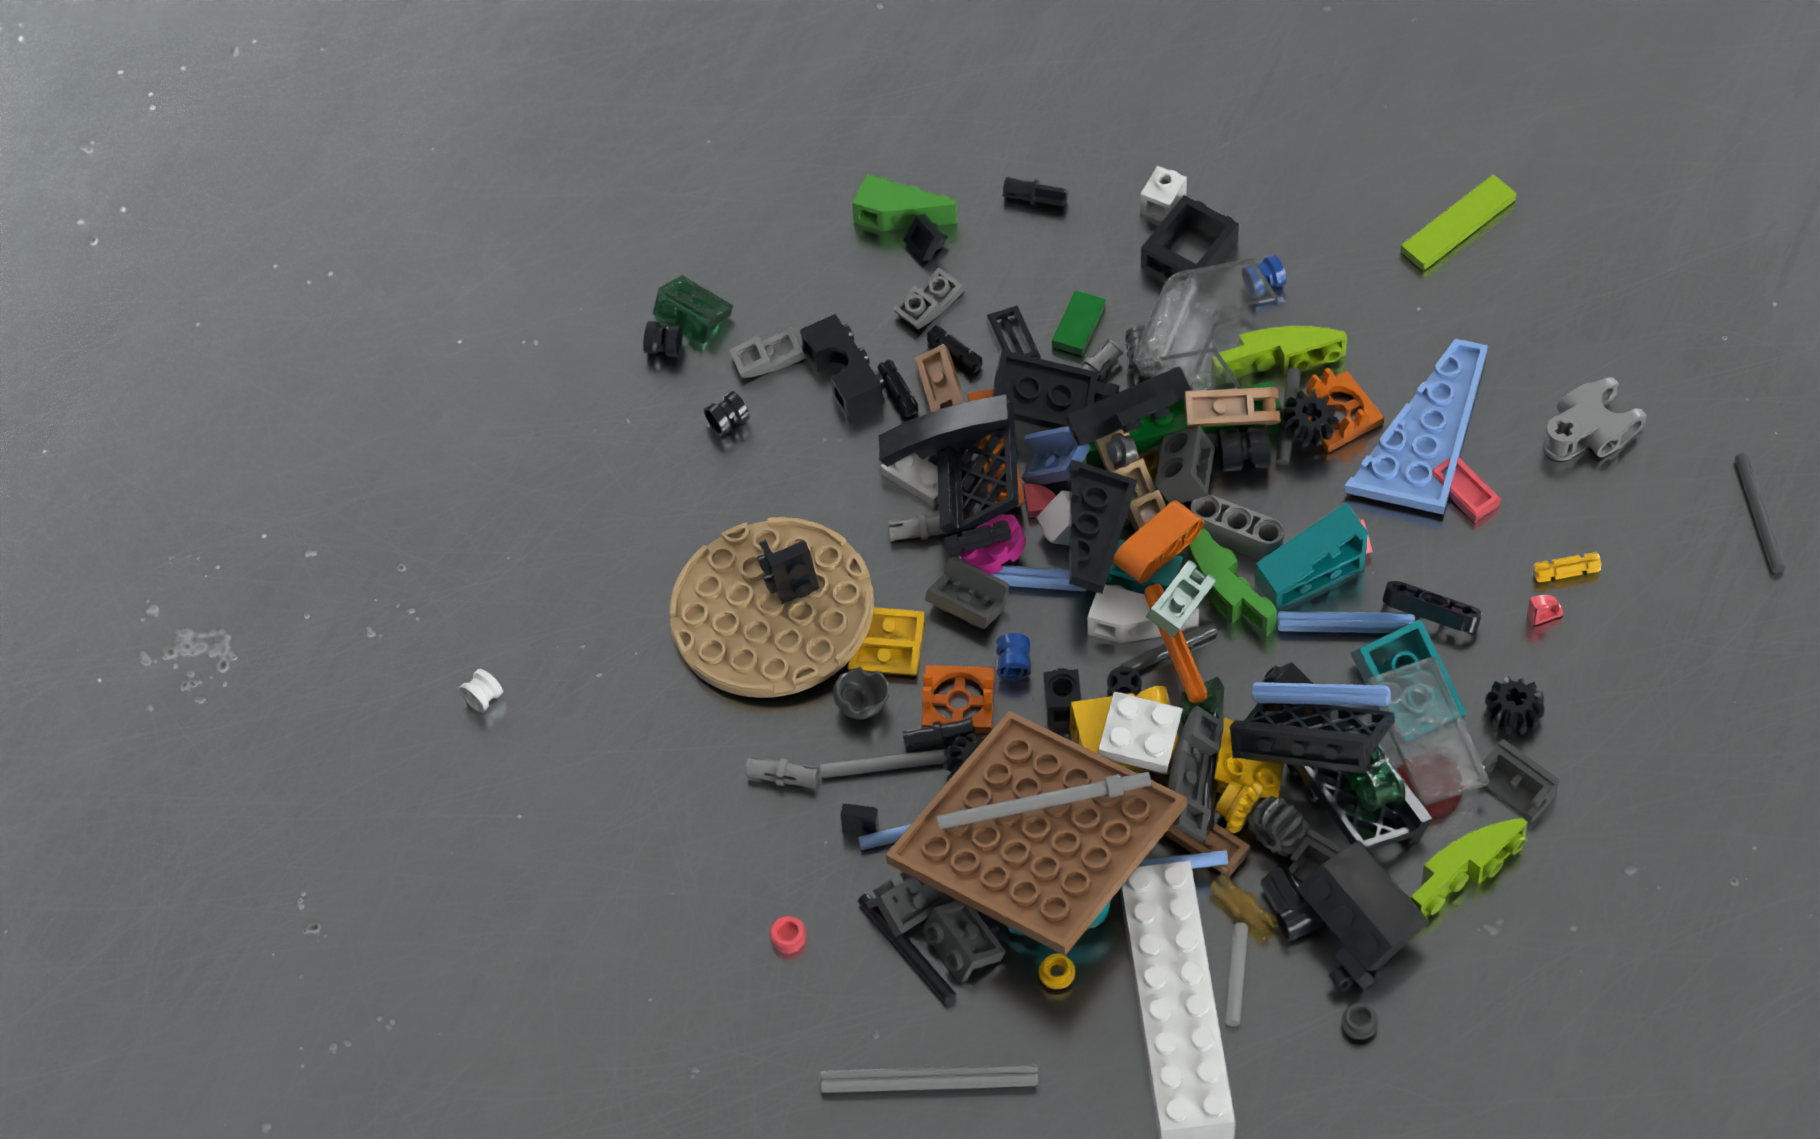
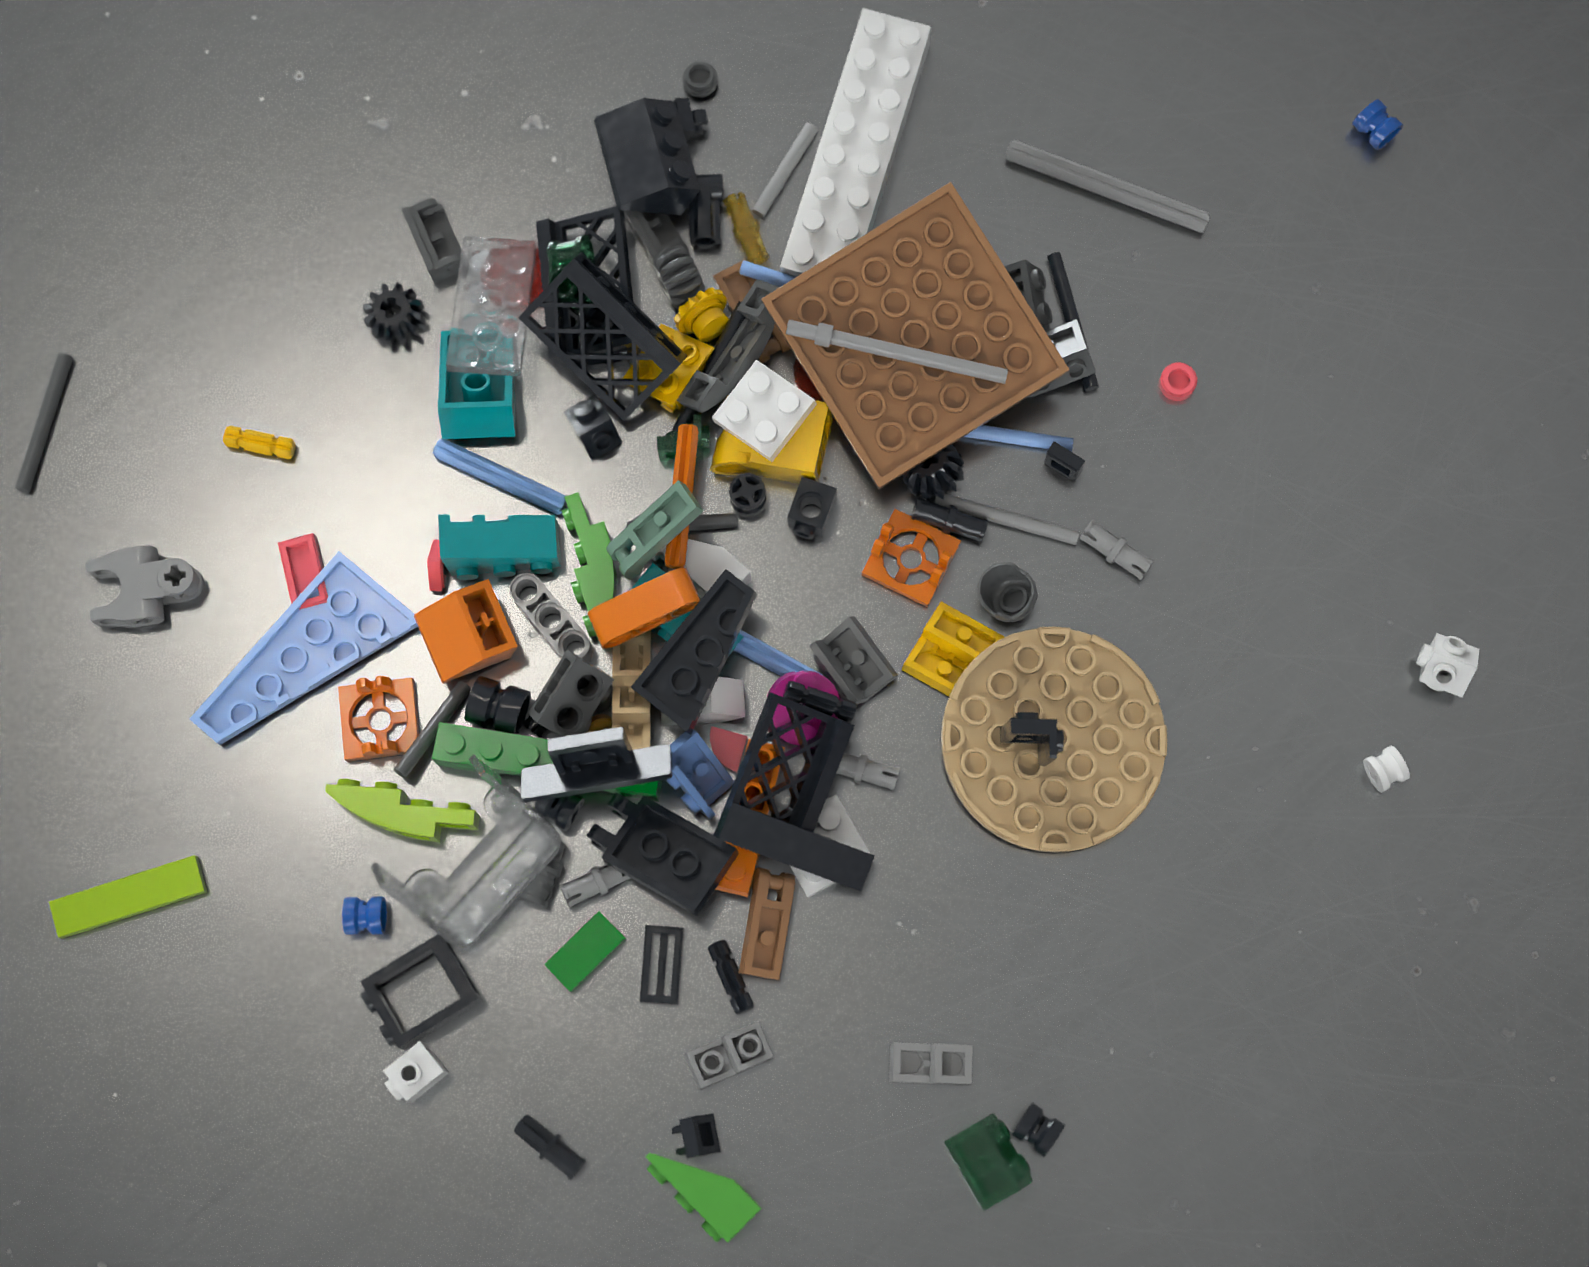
camera: 155 degrees left, 20 degrees up
(457, 784) = (1448, 664): none -> white brick
(726, 413) = (1008, 997): black wheel -> none
(832, 344) = (853, 969): black arch -> none
(898, 388) = (812, 954): black axle -> none
(1013, 654) = (839, 572): blue wheel -> none
(1122, 450) = (632, 722): dark grey plate -> none
(1231, 407) = (493, 728): medium nougat plate -> none
(1299, 486) = (466, 631): none -> orange slope
(1321, 416) = (414, 688): black gear -> none
(1321, 694) = (572, 377): light blue axle -> none
(1432, 606) = (396, 448): black beam -> none
(1470, 857) = (514, 184): lime slope -> none
(1543, 608) = (310, 403): coral tile -> none

